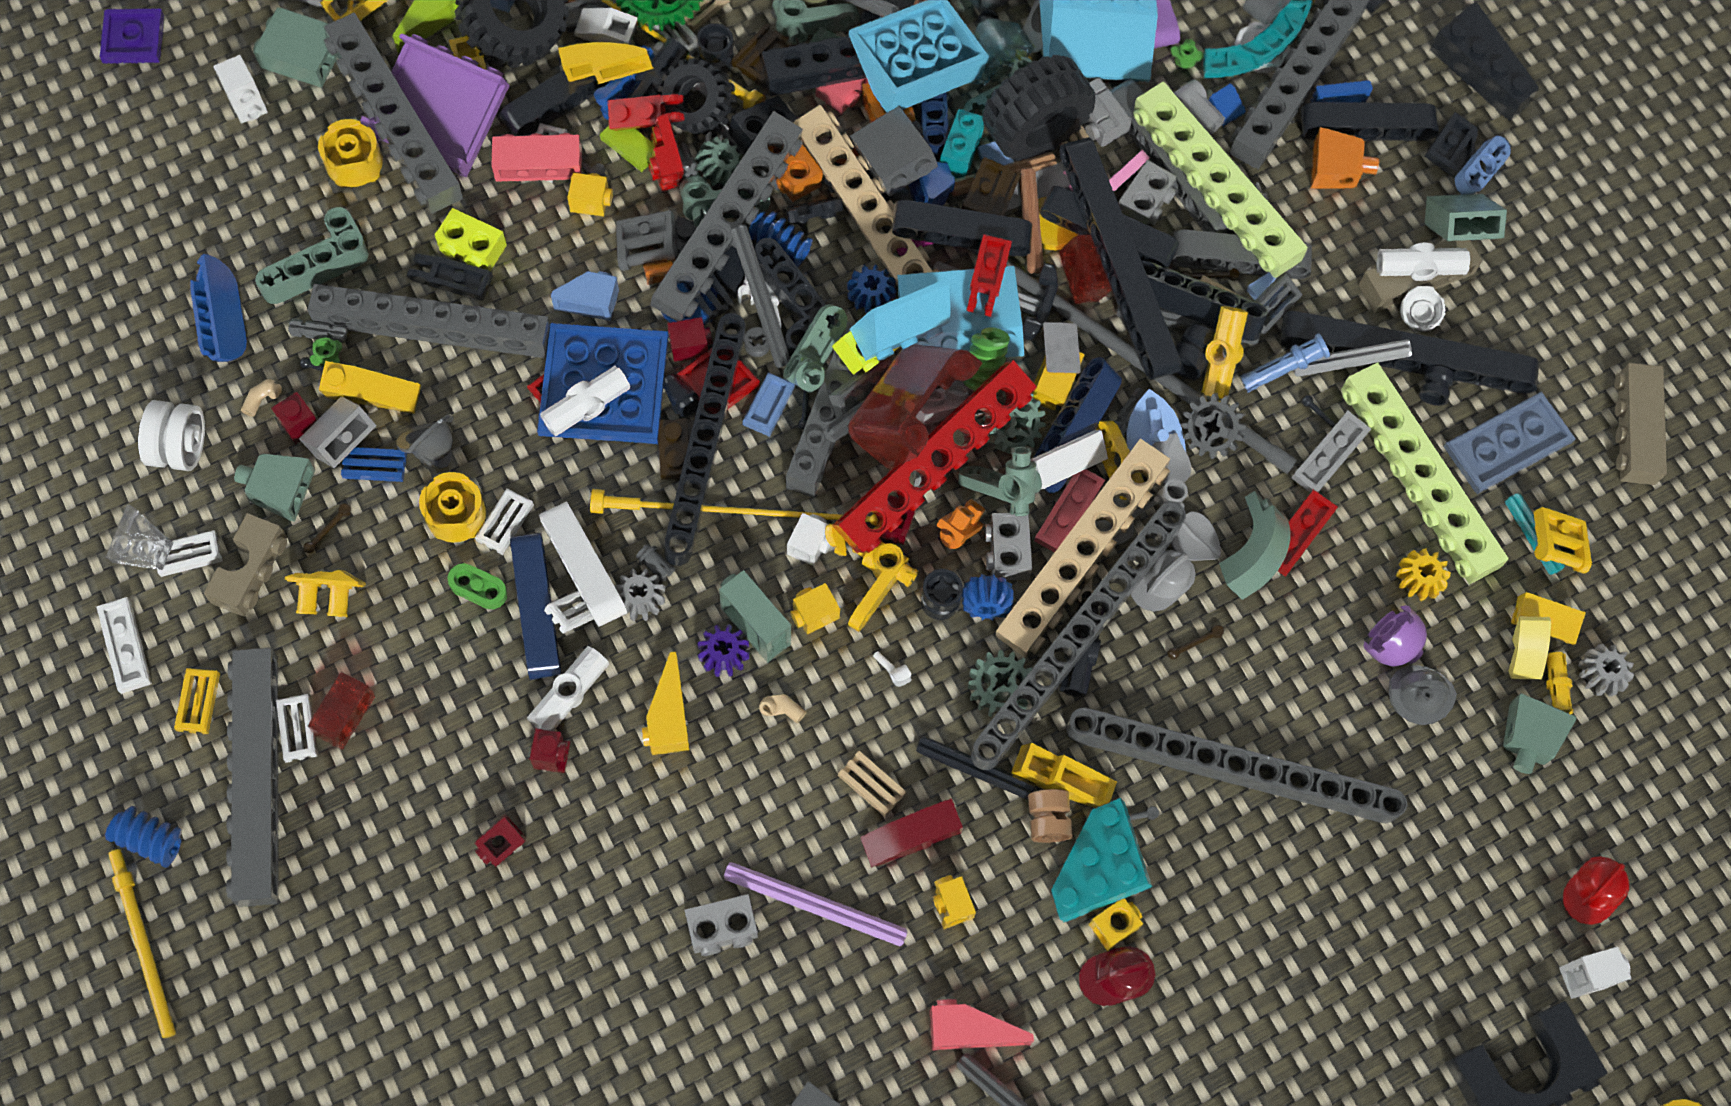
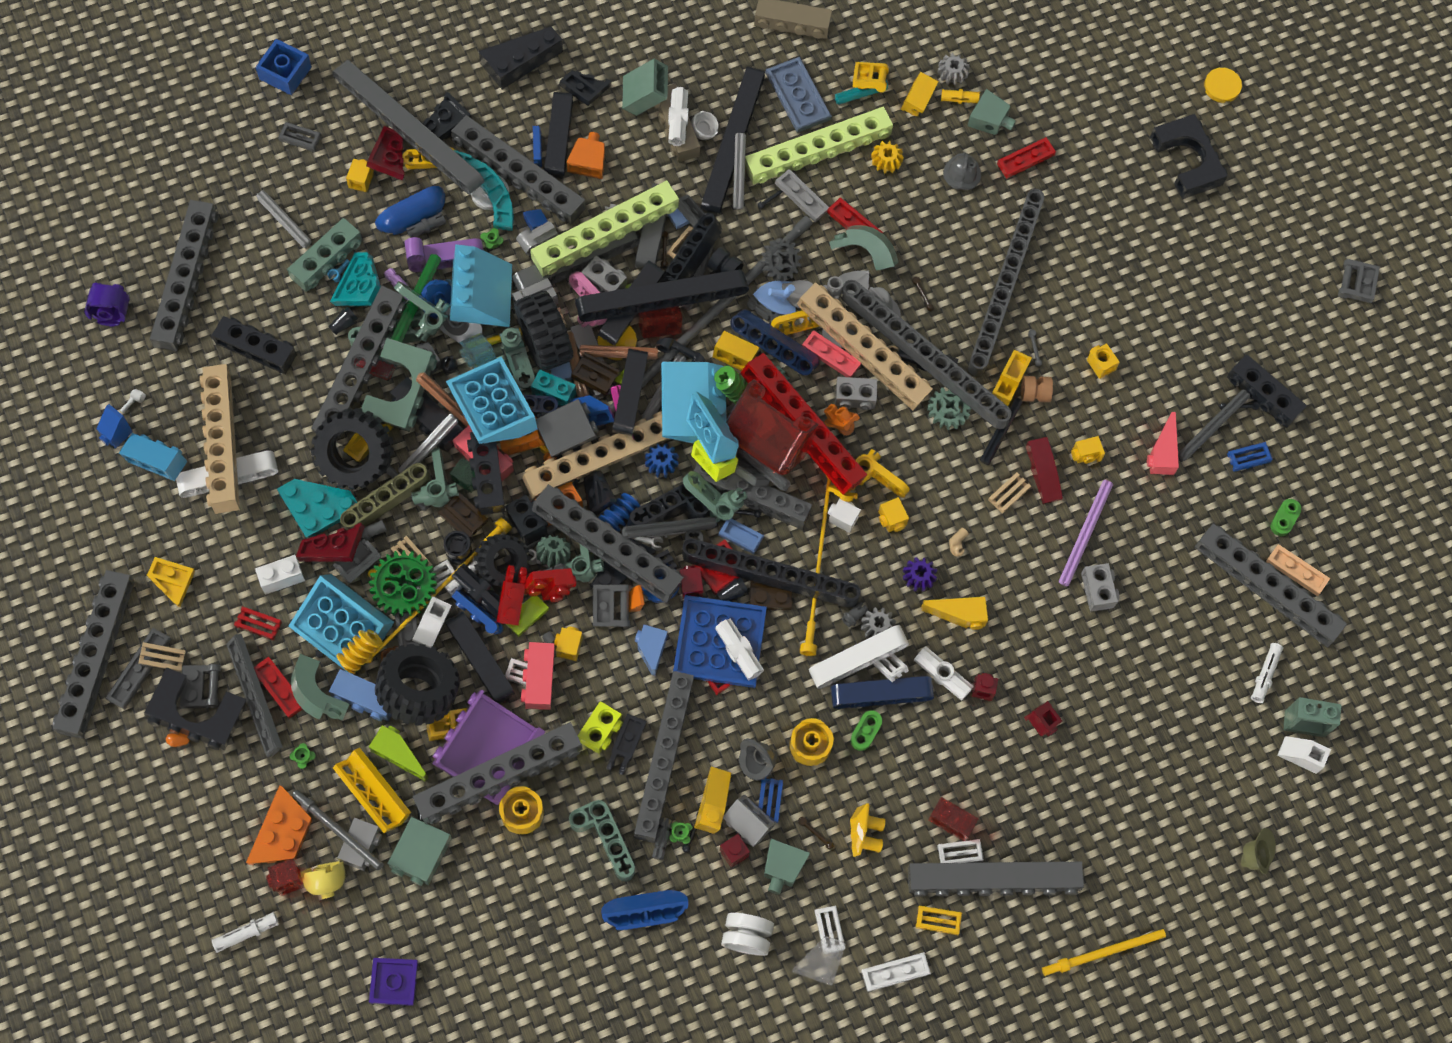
camera: 85 degrees left, 0 degrees up
(145, 837) = (1034, 946): blue piece -> none
(239, 589) = (862, 890): dark tan arch -> none
(240, 89) = (460, 890): white brick -> none
(258, 393) = (709, 879): tan arm -> none
(492, 542) = (798, 710): white tile -> none
(604, 60) = (470, 621): yellow slope -> none
(755, 615) = (901, 549): sand green window -> none
(900, 675) = (939, 470): white hand -> none
(941, 594) = (889, 436): black wheel -> none
(987, 597) = (893, 408): blue gear -> none
(989, 271) = (671, 375): red hinge -> none
(1015, 486) = (823, 379): sand green piece -> none
(1061, 347) = (720, 342): flat silver sticker -> none
(1071, 458) = (803, 347): white tile -> none
(1101, 865) = (1068, 362): teal plate -> none
(1117, 976) = (1132, 367): dark red piece -> none
(1227, 335) = (725, 238): yellow piece -> none
(1298, 357) = (737, 202): medium blue pin -> none
(1397, 638) = (929, 178): medium lavender cylinder -> none
(1436, 385) = (758, 127): black wheel -> none
(1467, 793) = (1026, 157): none -> red plate
(1473, 167) = (601, 72): medium blue beam -> none
(1531, 647) = (939, 104): light yellow slope -> none
(1595, 972) = (1138, 109): white brick -> none
(1596, 890) = (1084, 101): red piece -> none

